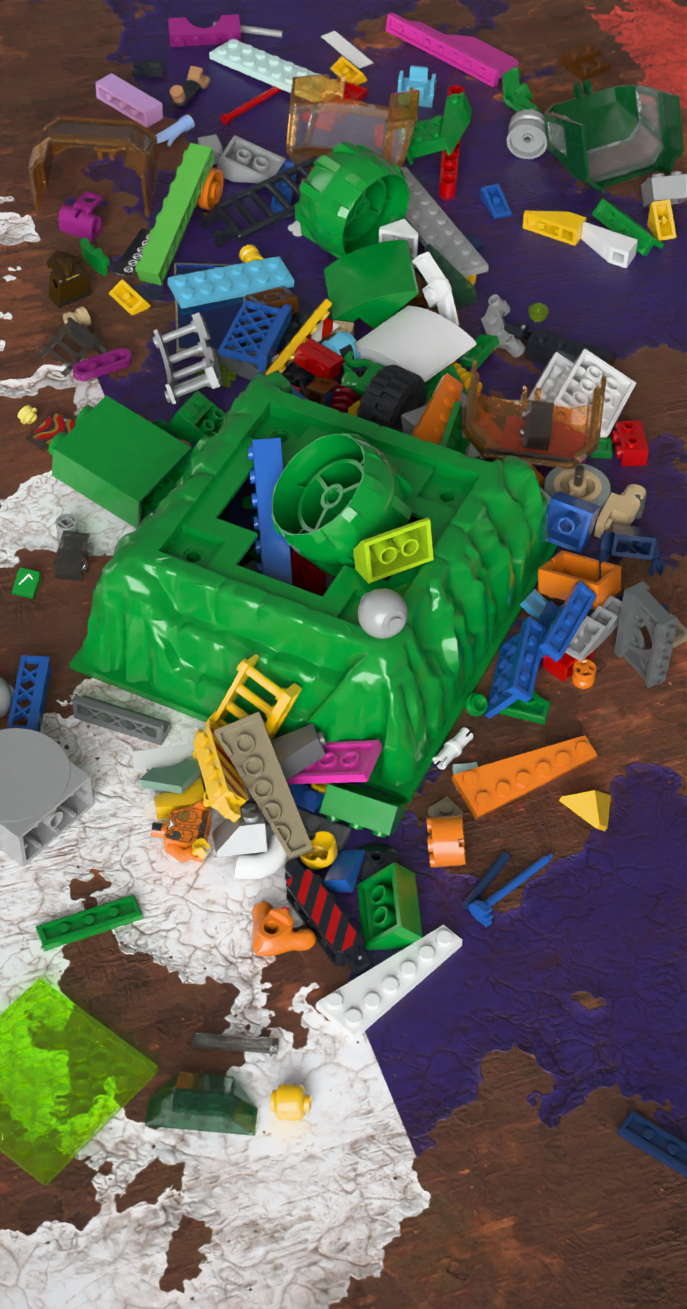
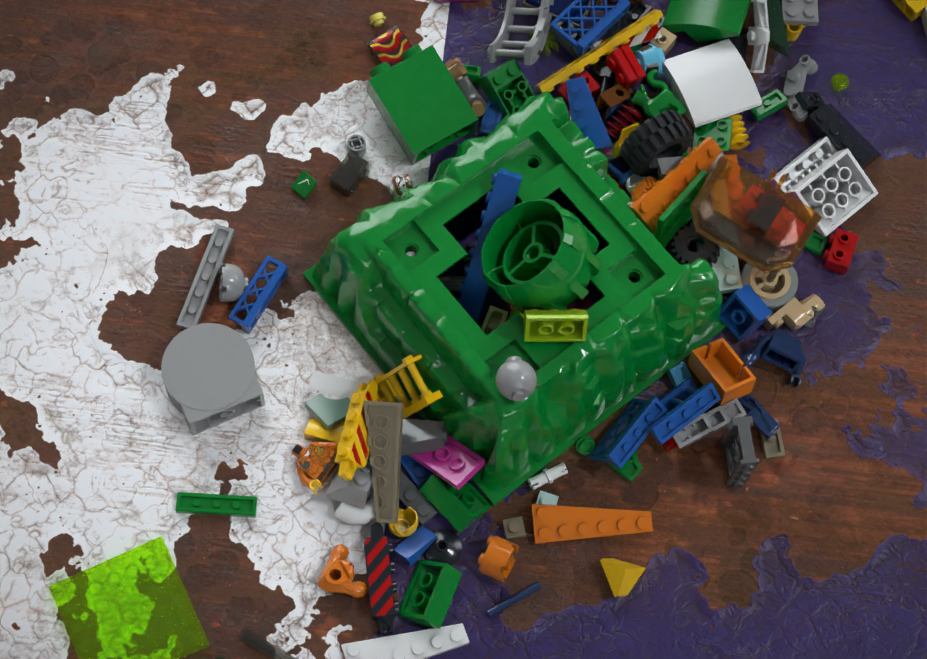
camera: 20 degrees right, 20 degrees up
(120, 719) = (318, 340): dark grey fence -> none
(481, 910) = (495, 623): blue piece -> none
(584, 673) = (687, 452): orange wheel -> none

